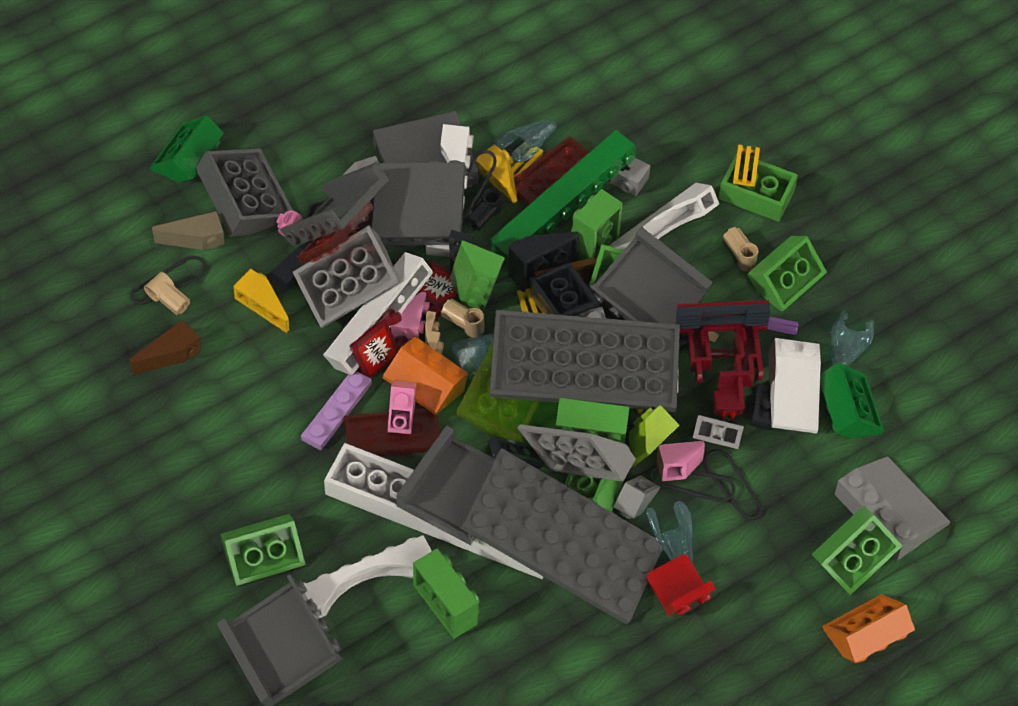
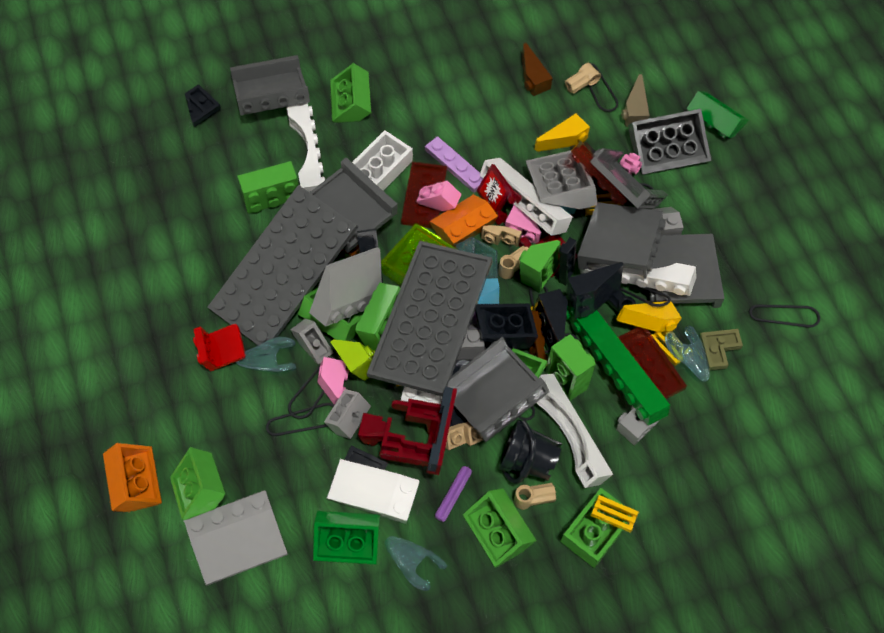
camera: 105 degrees right, 5 degrees up
(436, 67) = (781, 322): none -> black piece
(500, 214) = (593, 289): none -> black slope
(507, 118) = (716, 344): none -> olive plate
(705, 248) = (528, 453): none -> black piece

